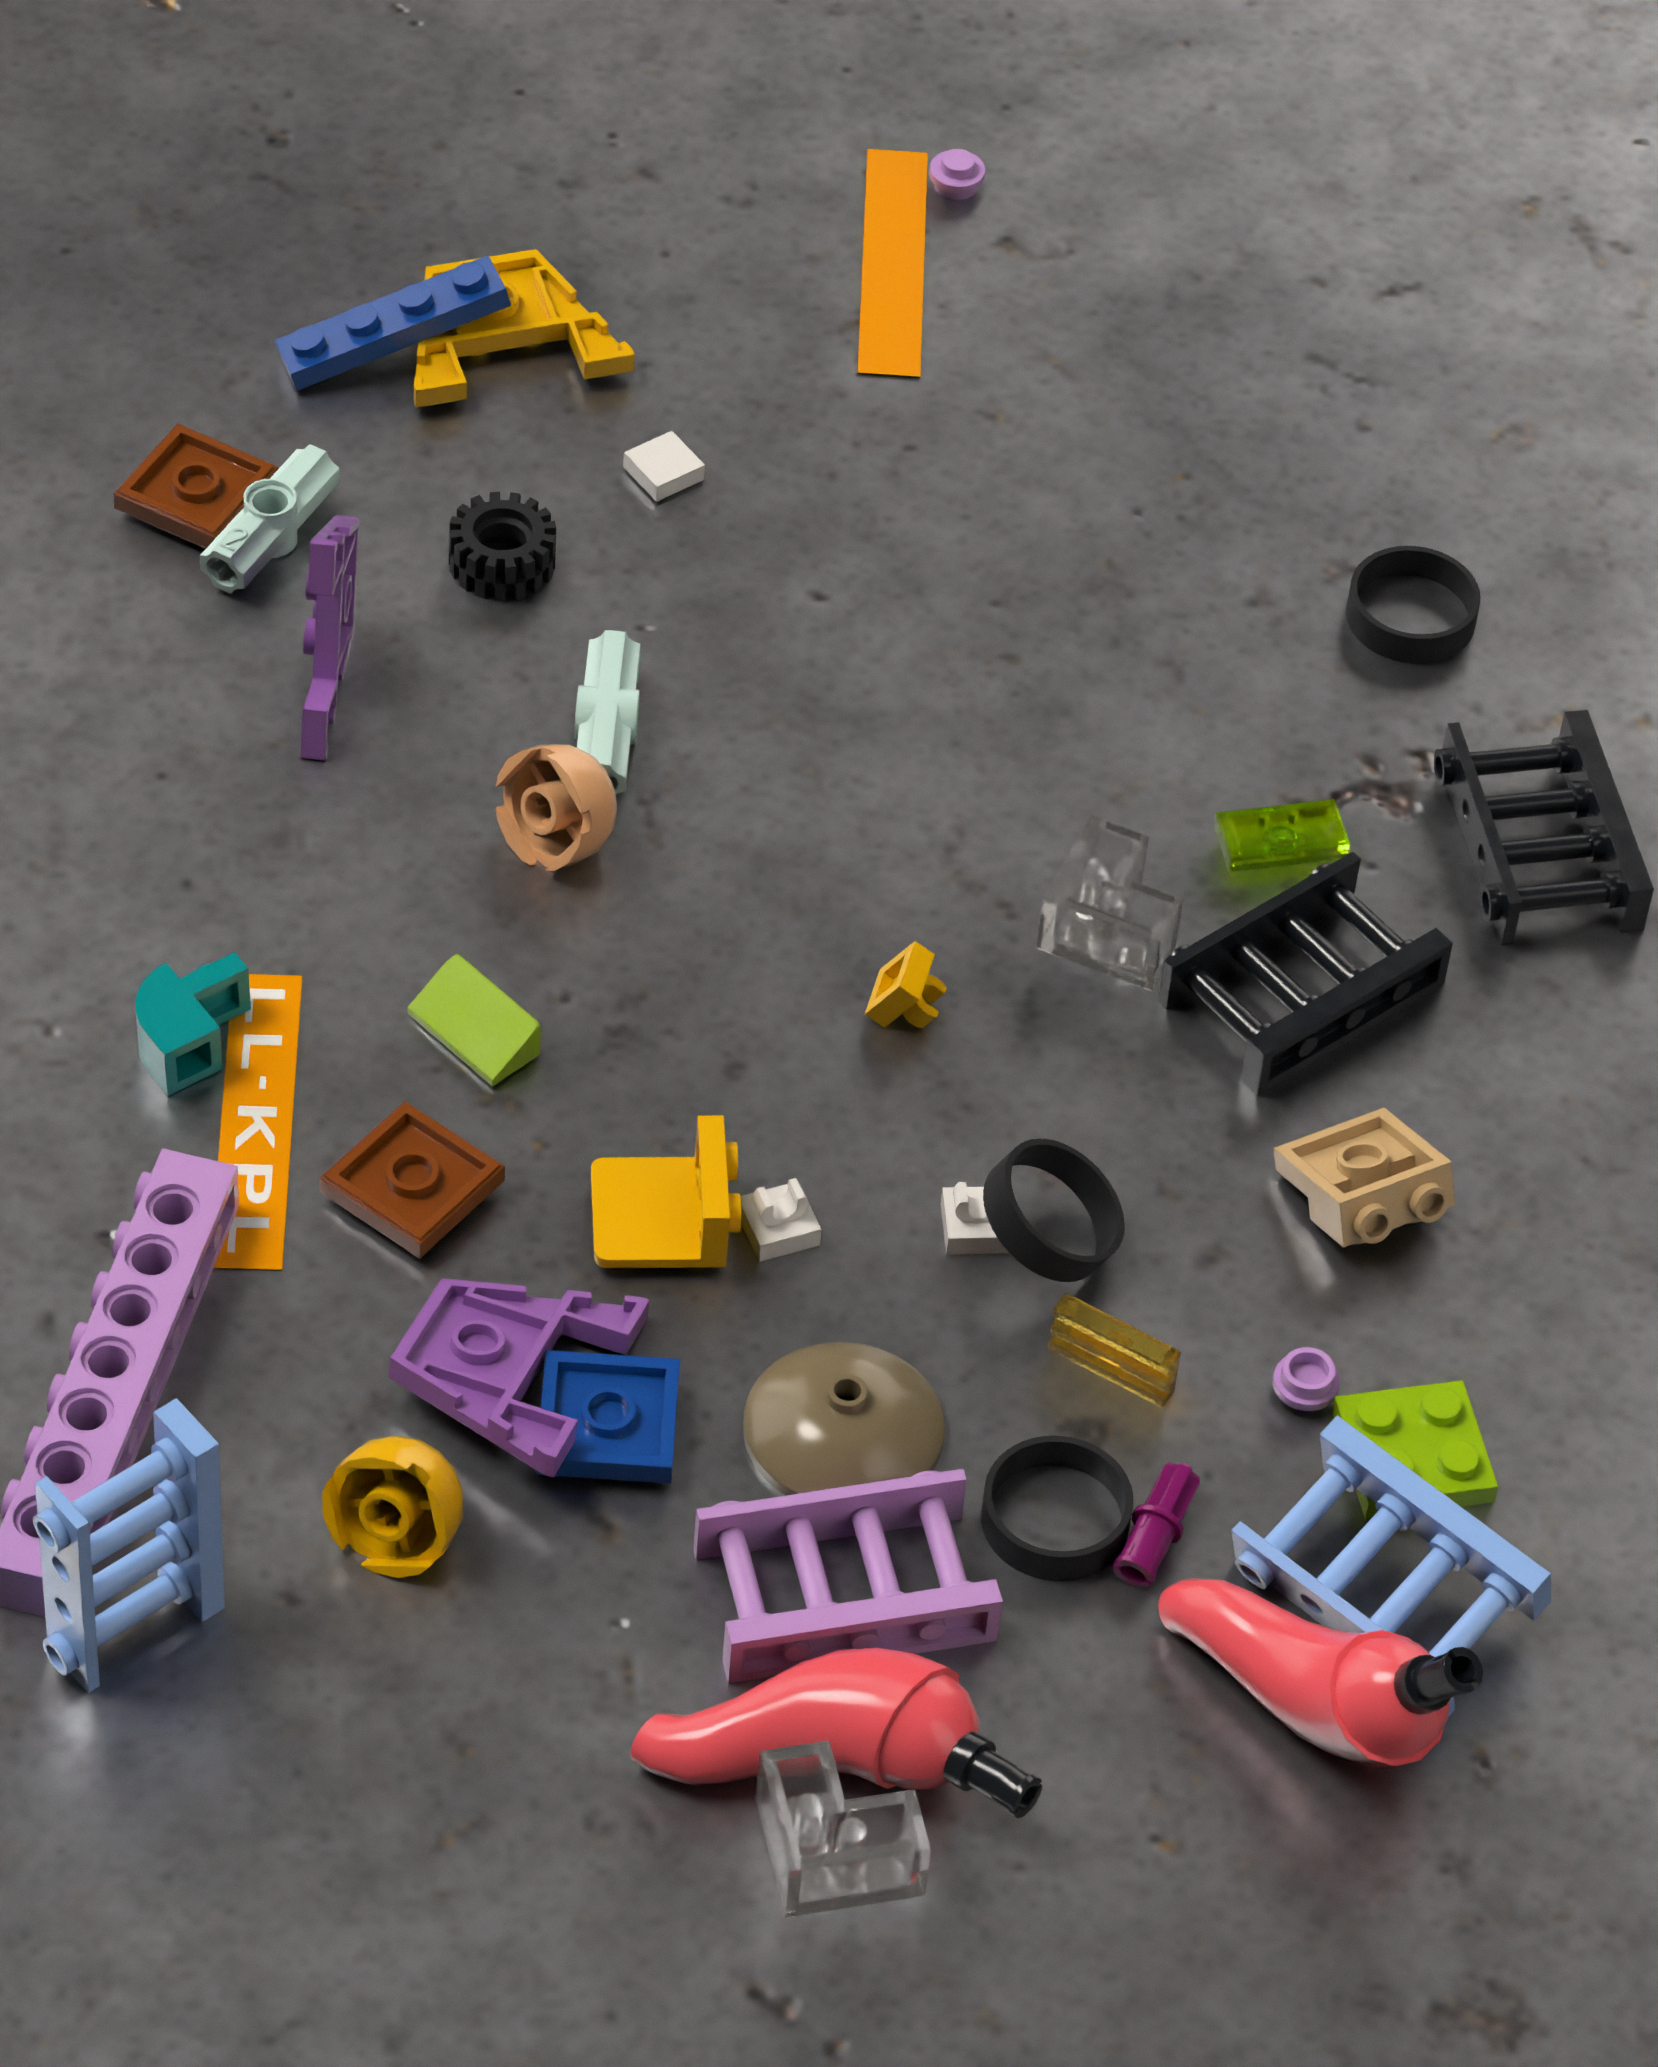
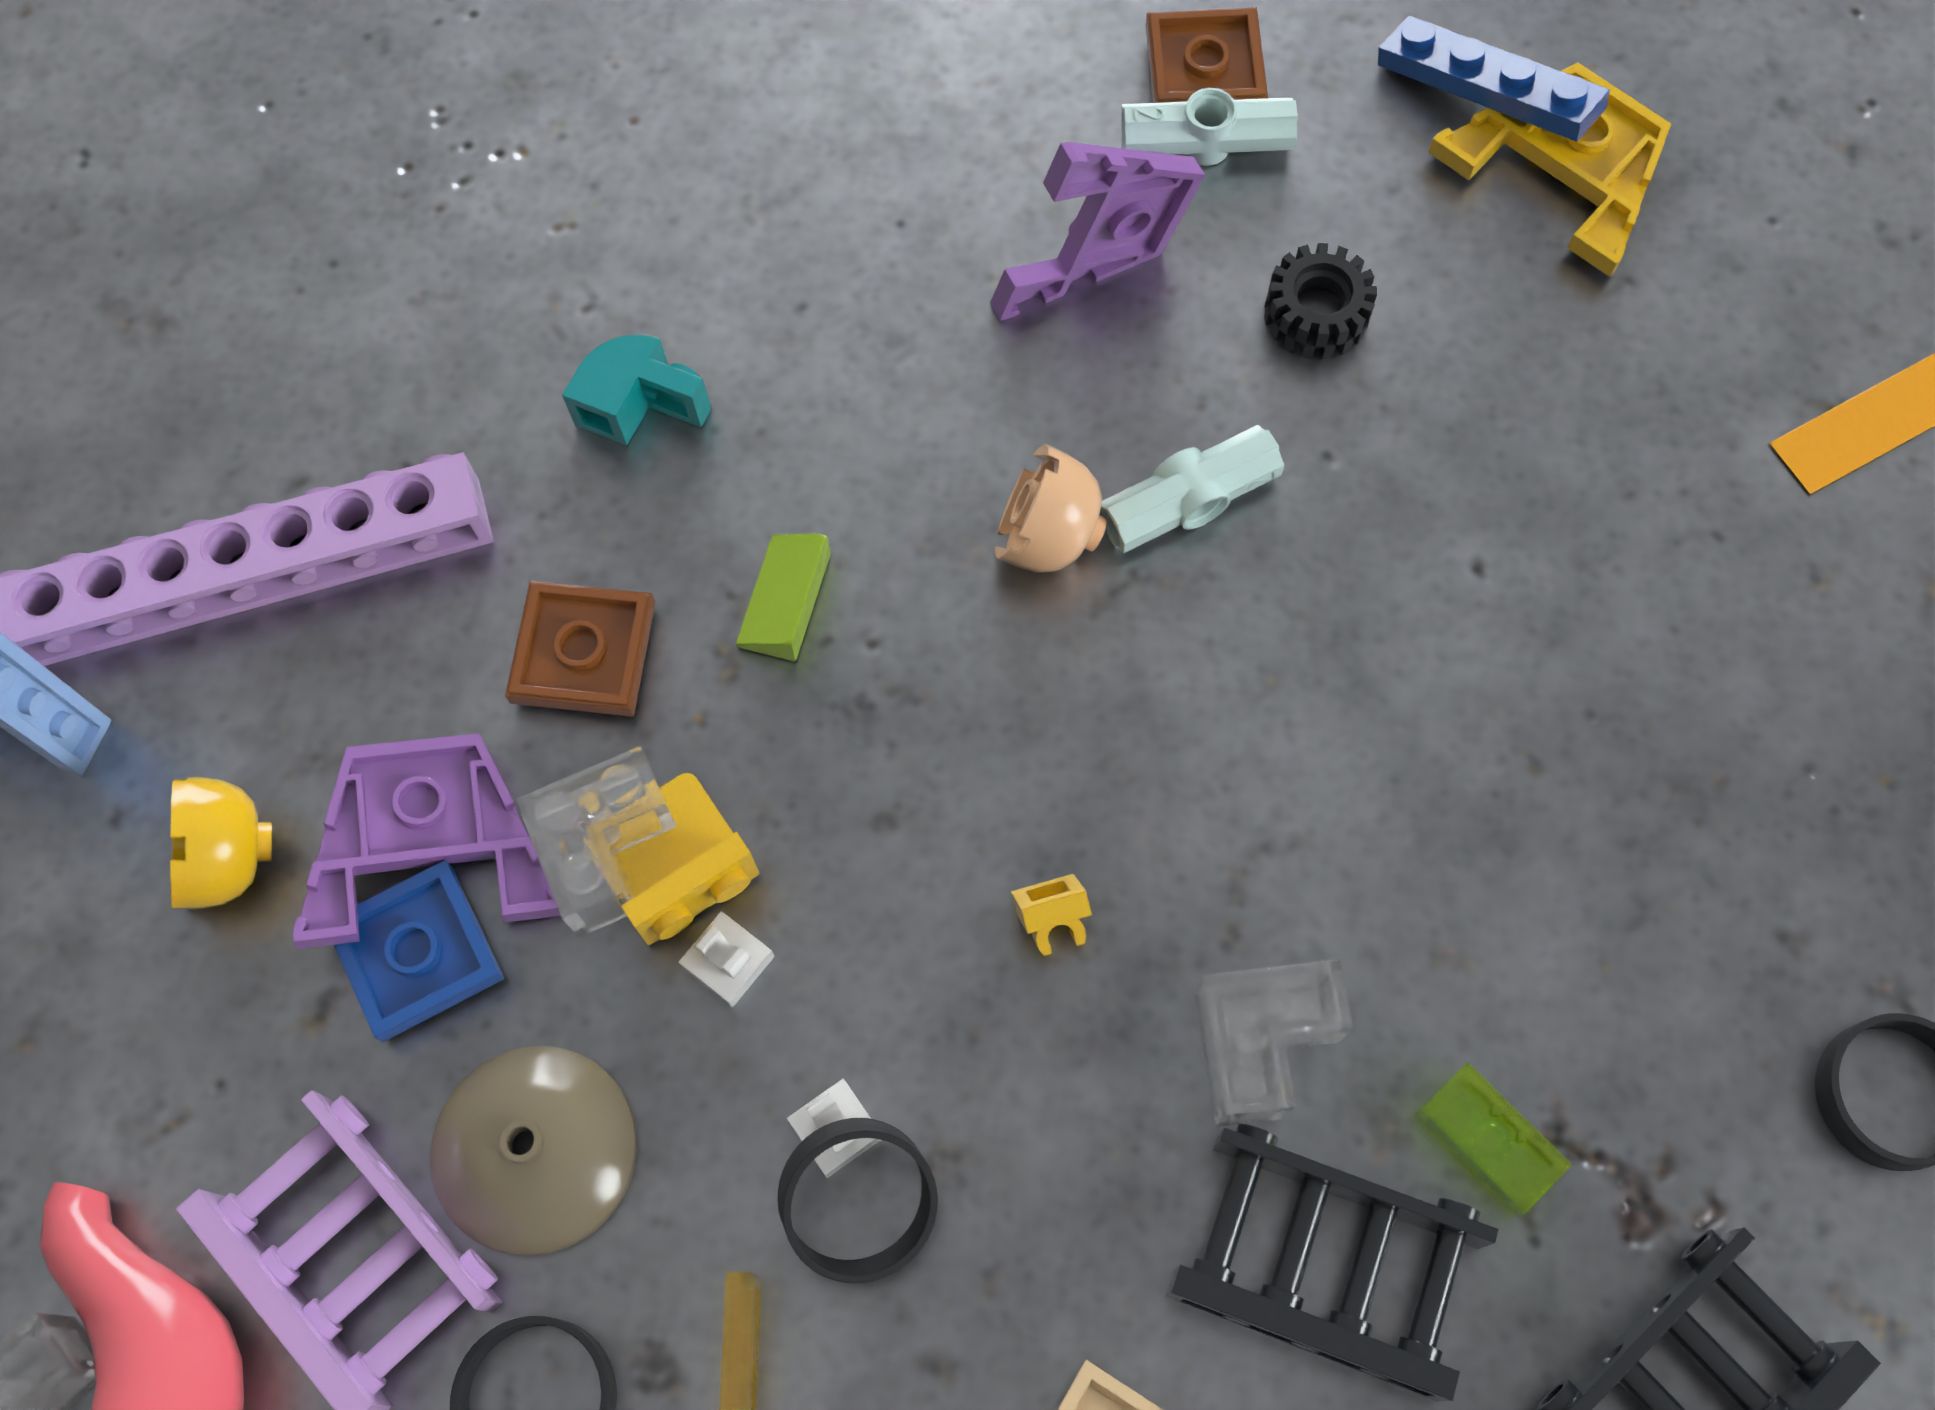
camera: 65 degrees right, 20 degrees up
(259, 1119) = (593, 501): light orange sticker -> none
(615, 1235) = (583, 826): none -> clear brick
(664, 466) = (1520, 363): white tile -> none

